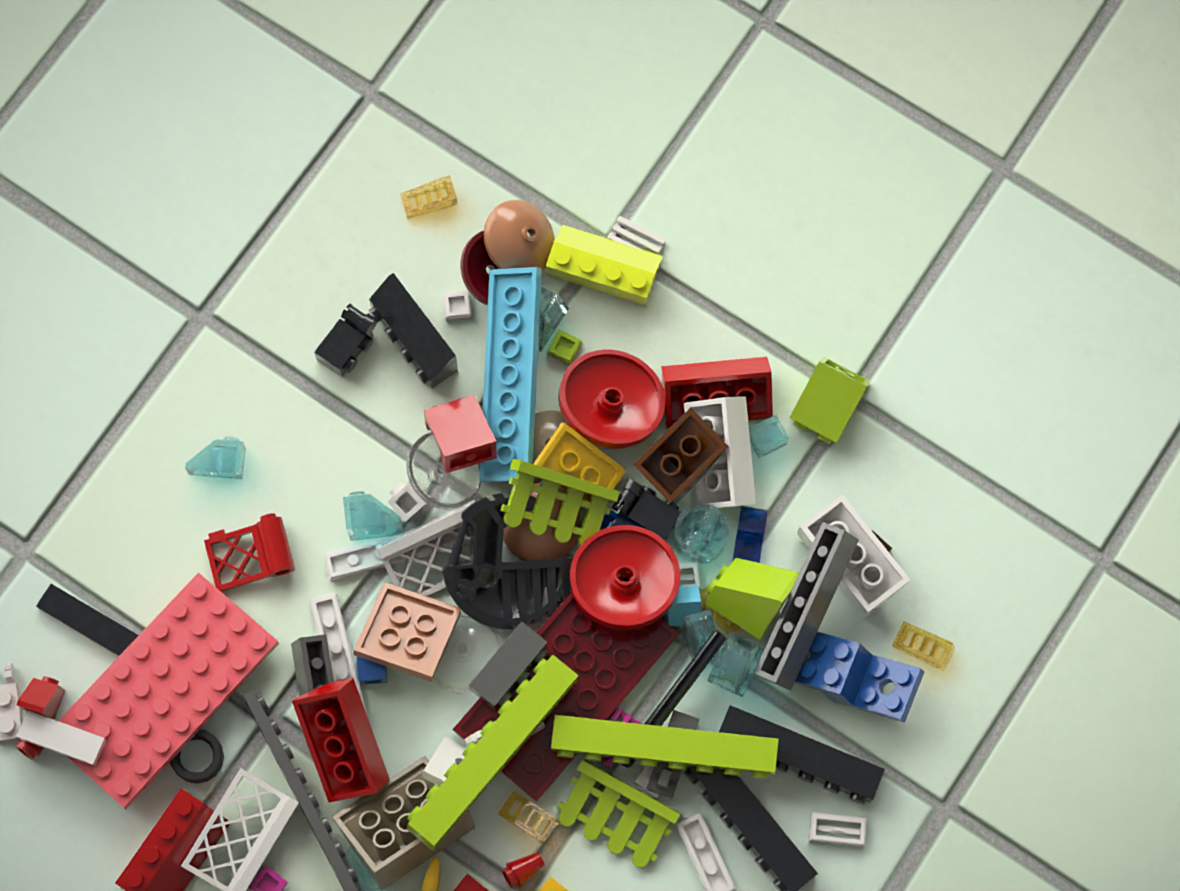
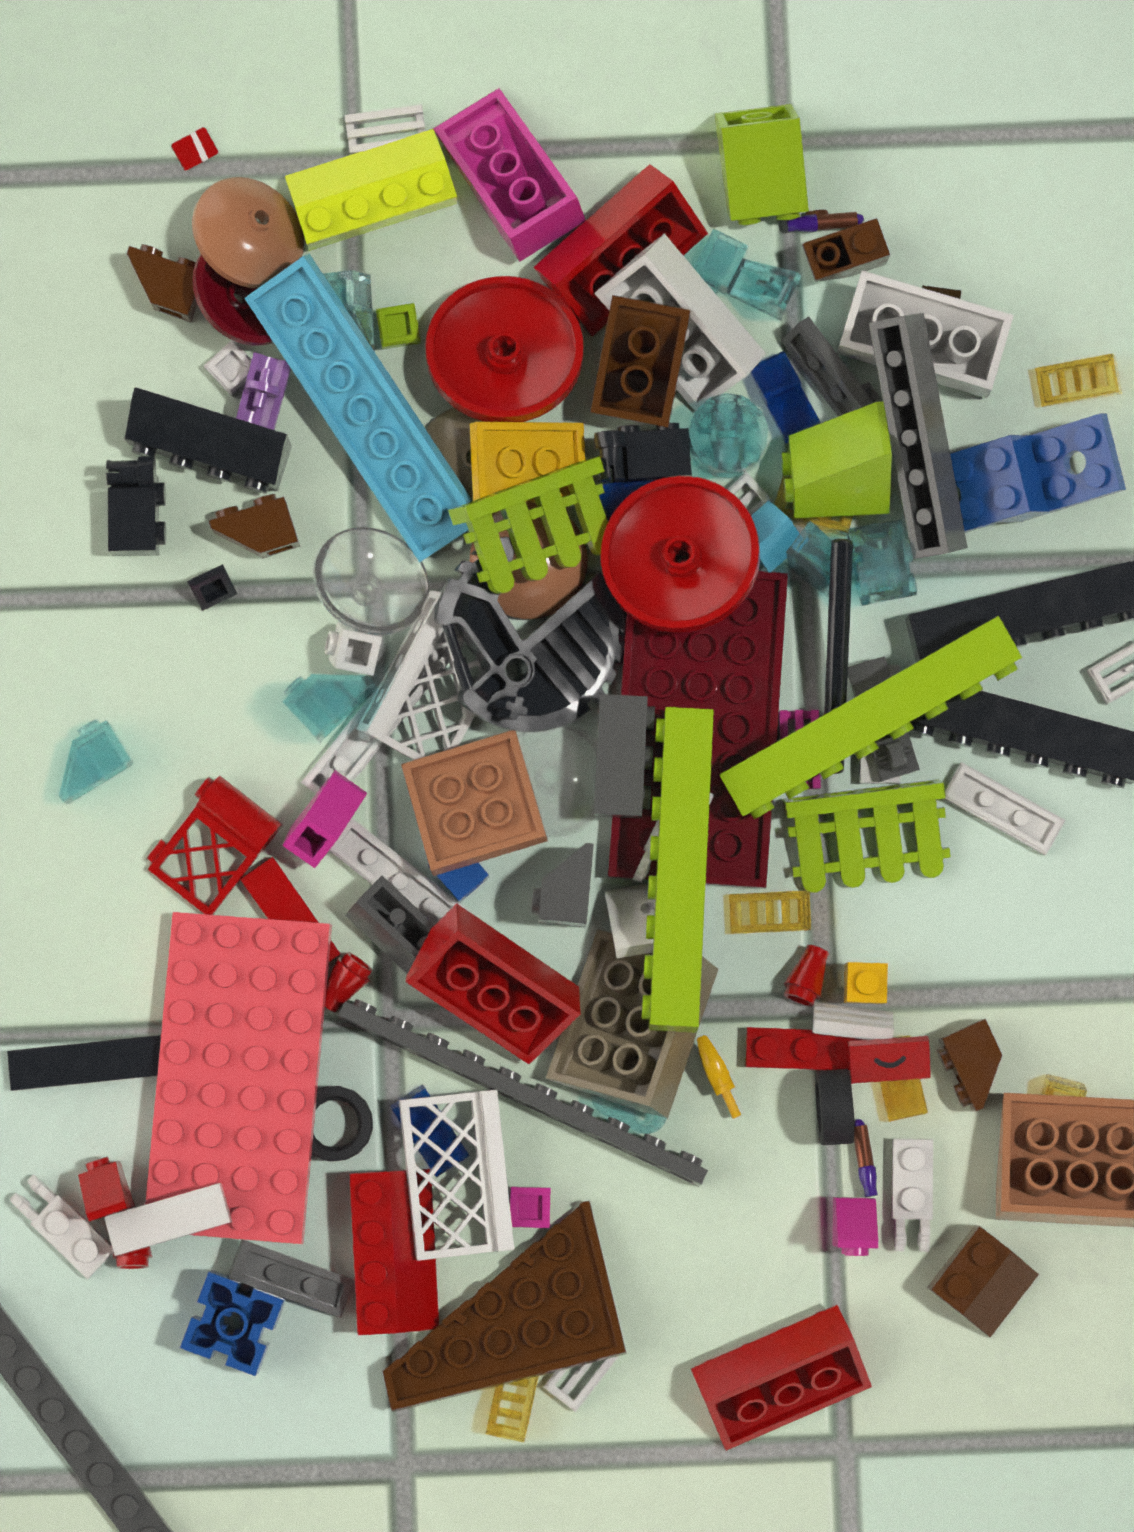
camera: 35 degrees left, 10 degrees up
(36, 820) = (210, 1333): none -> blue brick
(104, 824) = (291, 1278): none -> dark grey hinge
(249, 806) = (442, 1135): none -> clear blue slope
(262, 609) = (279, 897): none -> red tile
(263, 680) = (346, 980): none -> red cone
(319, 581) = (324, 819): none -> dark pink slope
(356, 413) = (212, 587): none -> black slope
(406, 399) = (260, 529): none -> reddish brown slope
(423, 718) = (566, 891): none -> dark grey slope
(431, 206) = (85, 251): clear yellow slope -> none
(454, 233) = (165, 281): none -> reddish brown slope
(461, 433) = (358, 521): panel -> none
(464, 328) = (264, 391): none -> medium lavender hips
(526, 178) = (194, 148): none -> red sticker
(686, 309) = (510, 174): none -> dark pink slope
(783, 469) = (765, 287): none -> clear light blue slope
(784, 536) = (827, 369): none -> dark grey hinge
(841, 455) = (822, 220): none -> piece
(842, 479) = (847, 251): none -> reddish brown slope

